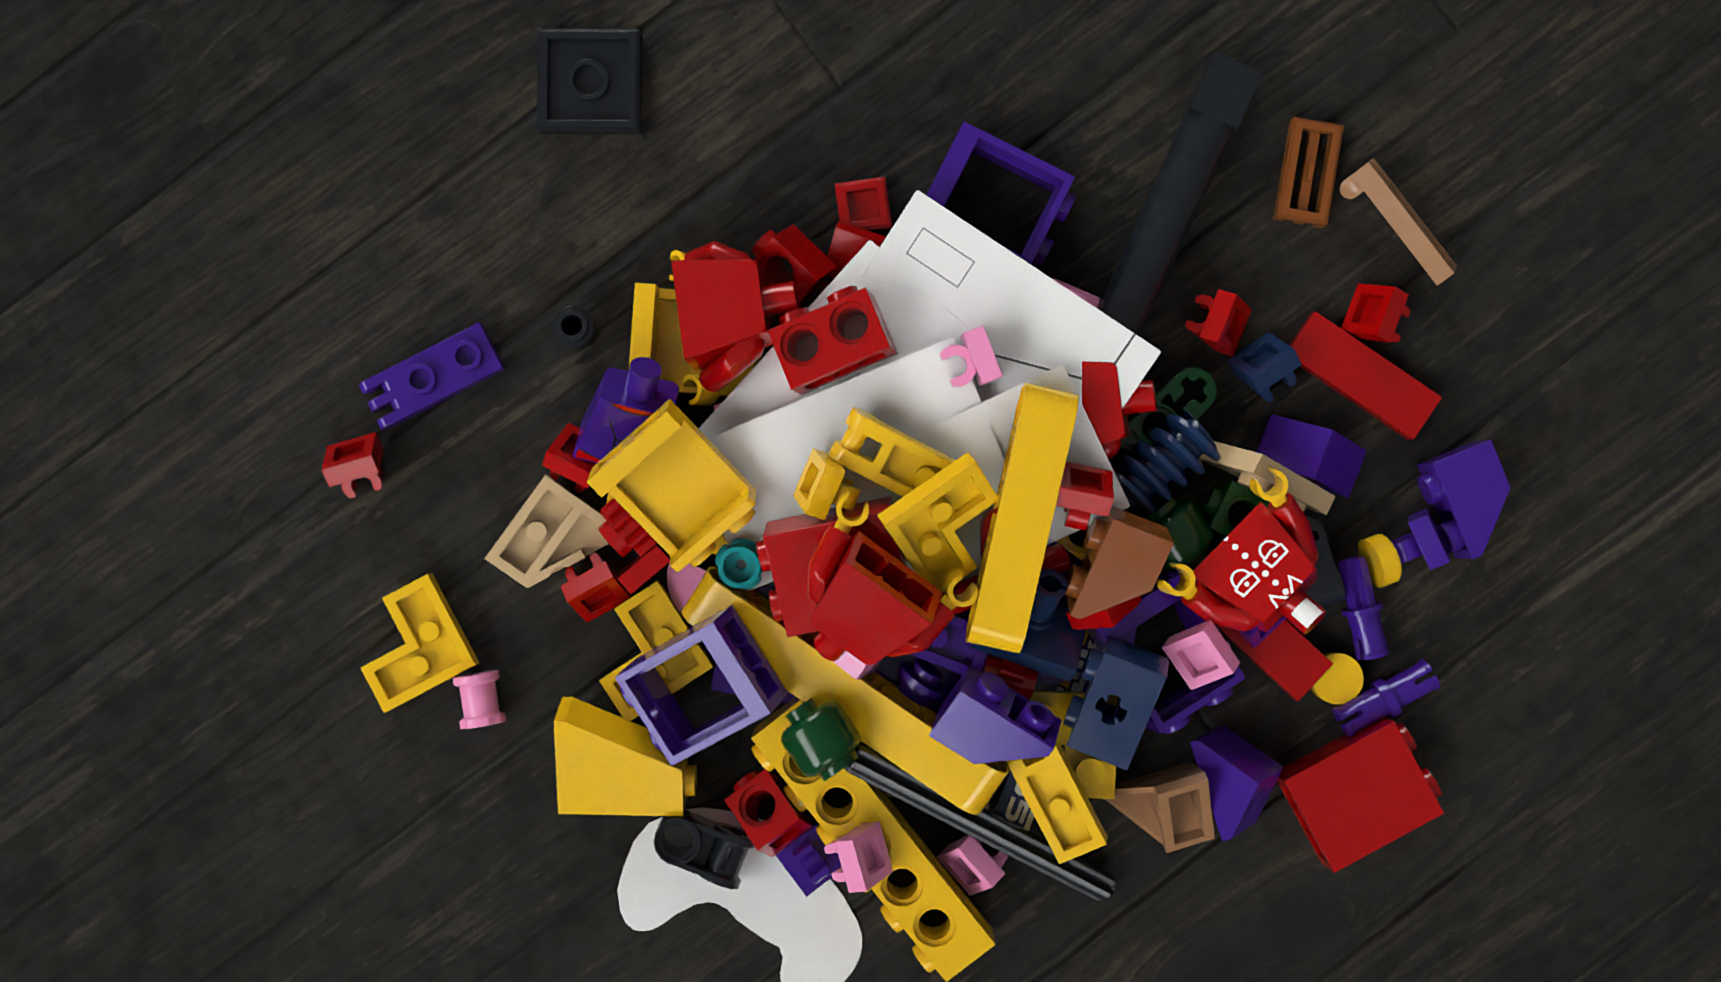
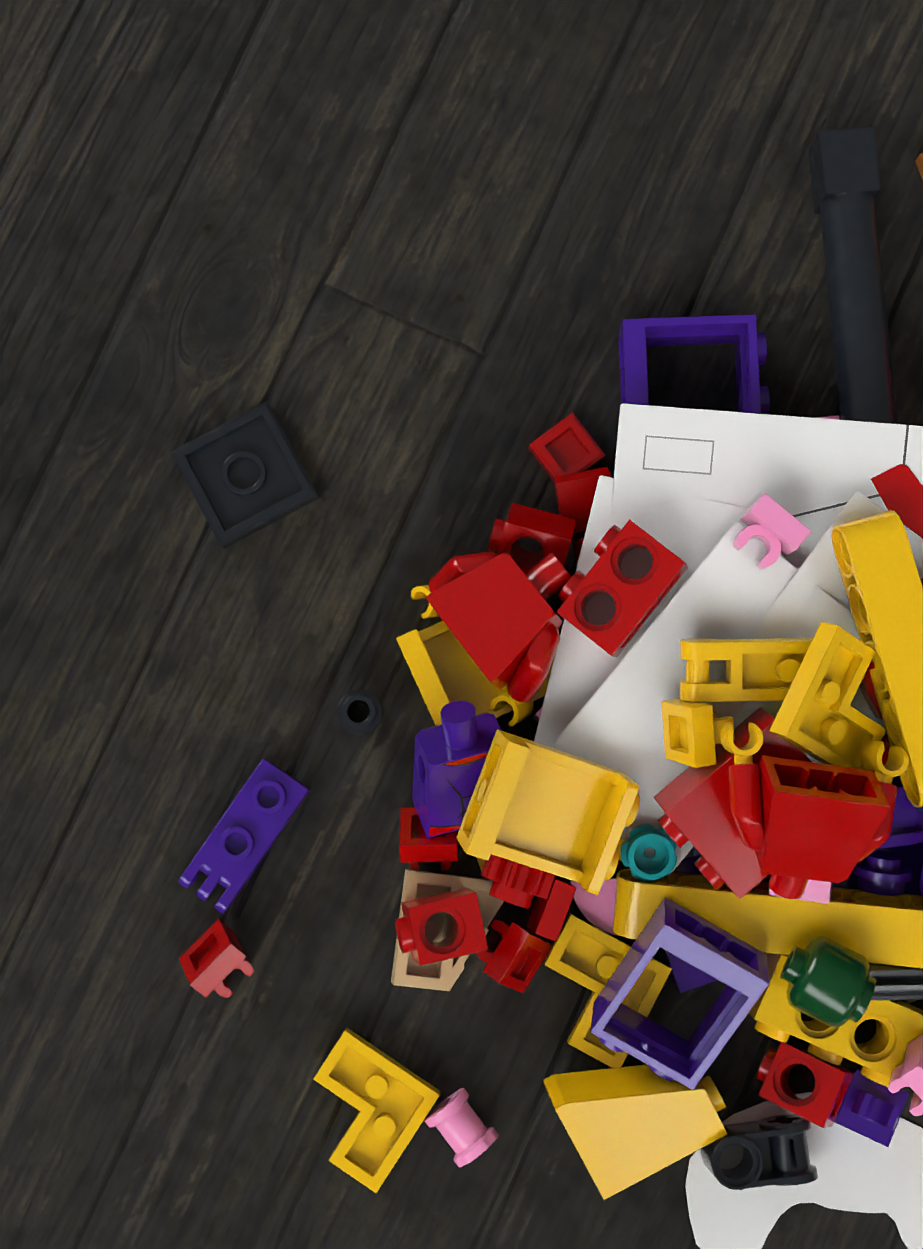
camera: 20 degrees left, 5 degrees down
(561, 550) = (467, 928): none -> red brick

